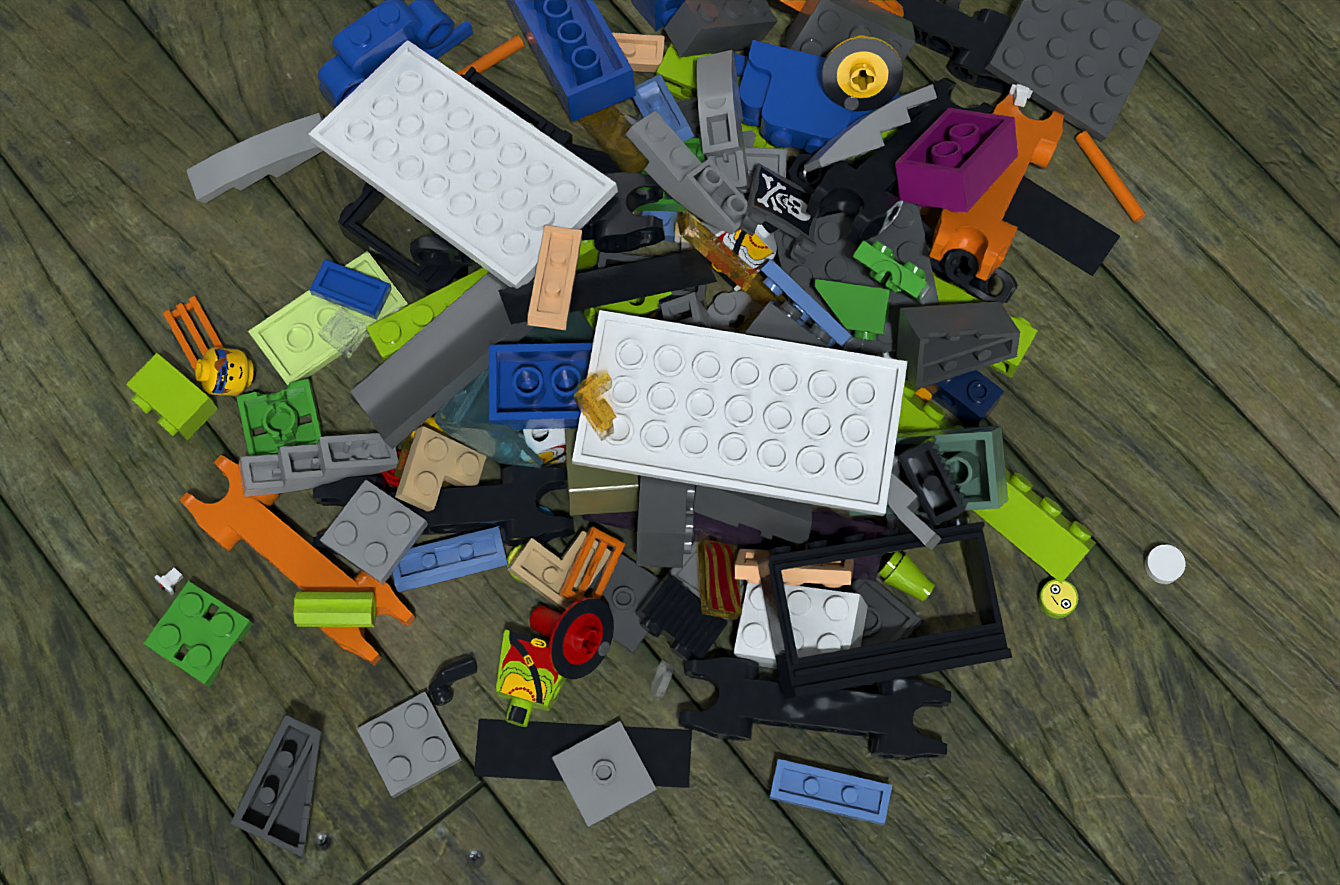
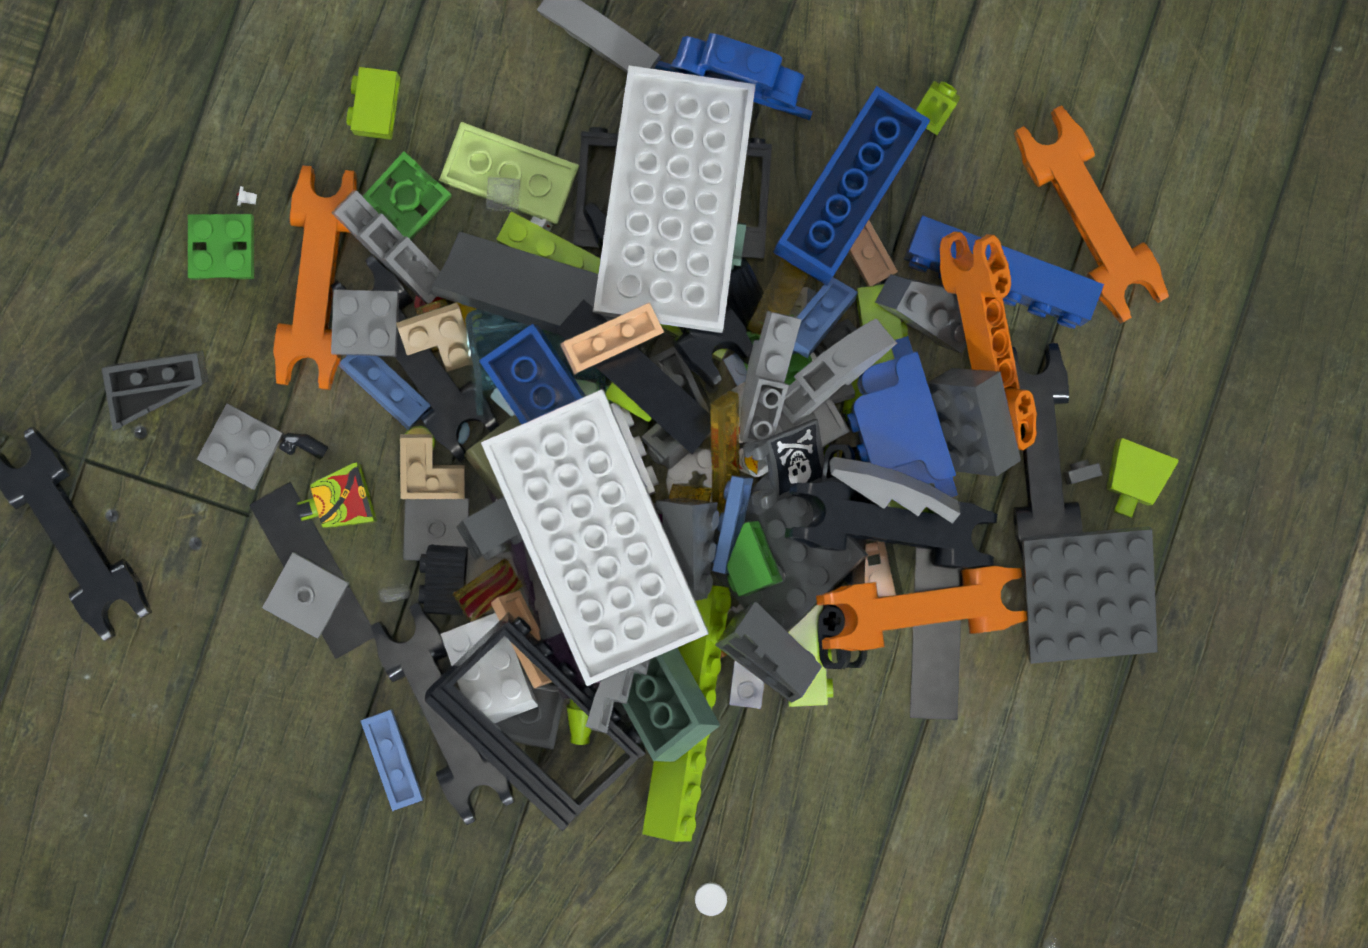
camera: 60 degrees right, 15 degrees up
(182, 311) = (445, 61): orange tile -> none
(224, 371) = (416, 129): yellow head -> none
(335, 609) = (291, 335): lime axle -> none
(350, 289) = (538, 175): blue tile -> none
(495, 56) = (789, 146): orange bar -> none
(577, 636) = (383, 517): piece -> none
(597, 413) = (520, 440): clear yellow bracket -> none
(605, 539) = (437, 482): orange tile -> none
(862, 73) = (932, 455): piece -> none
(881, 264) = (787, 588): bright green brick -> none
(933, 481) = (638, 703): black brick -> none
(957, 159) = (904, 570): magenta brick -> none
(1020, 94) = (1017, 578): white piece -> none
(1058, 599) = (633, 839): tile -> none
(1110, 176) = (1001, 684): orange bar -> none

